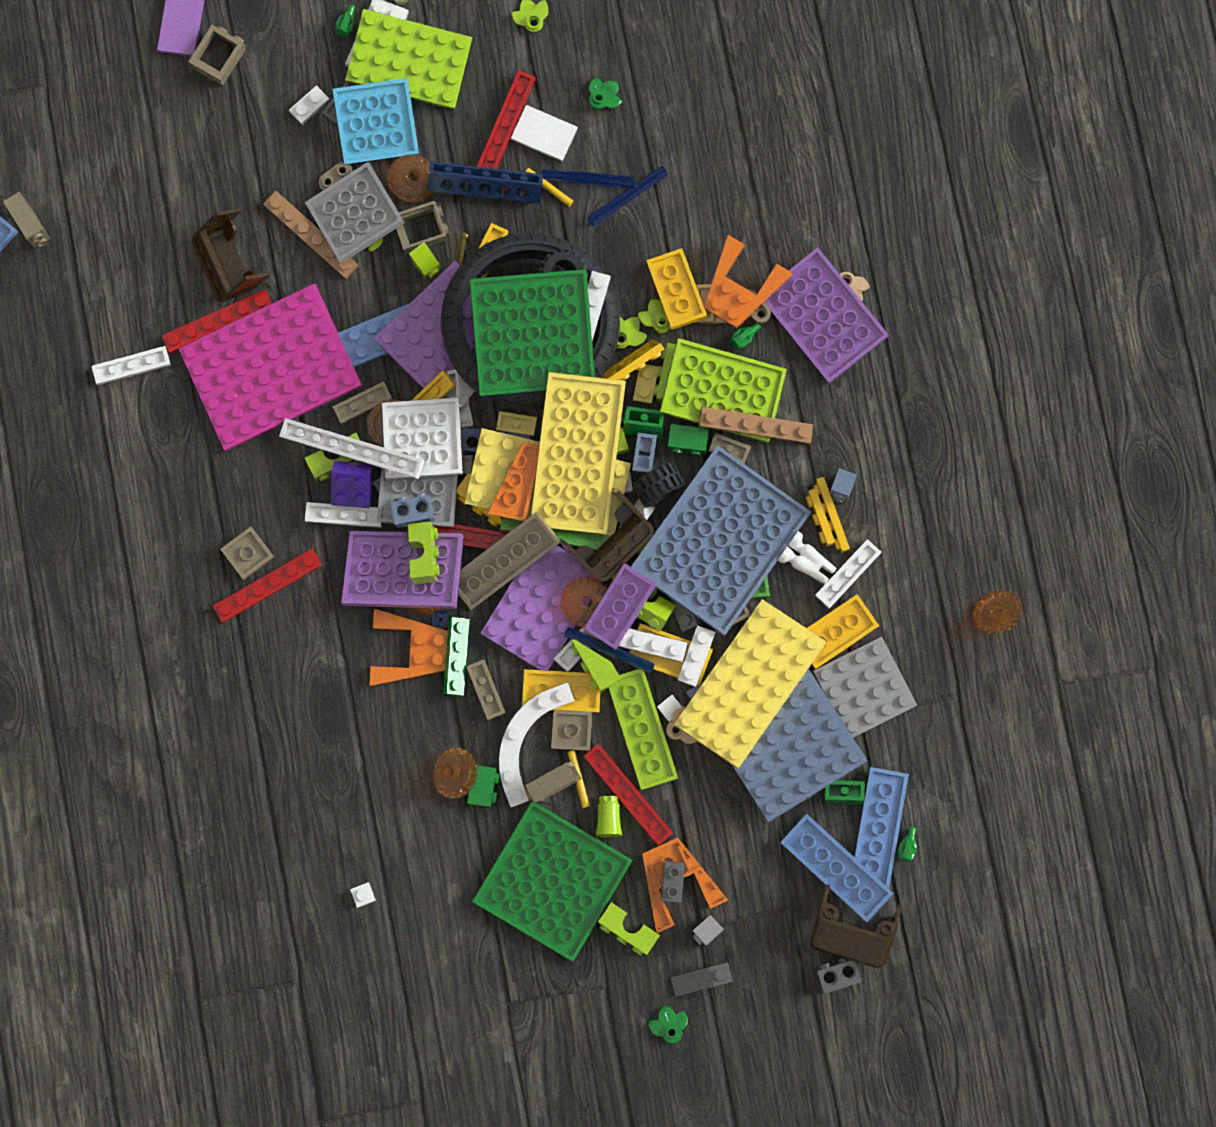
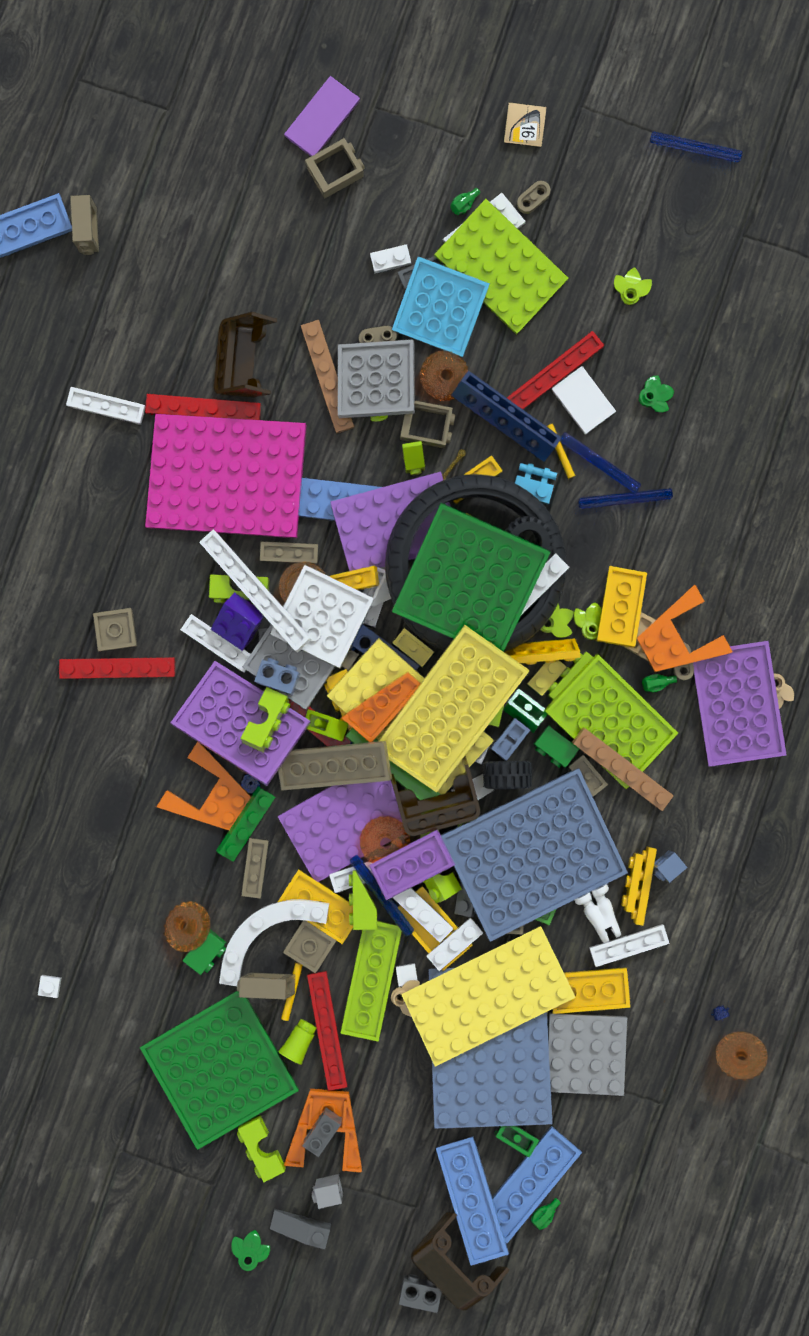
camera: 25 degrees right, 5 degrees up
(479, 530) = (326, 725): none -> lime slope
(549, 227) = (540, 490): none -> medium azure plate
(959, 587) = (720, 1012): none -> clear blue plate

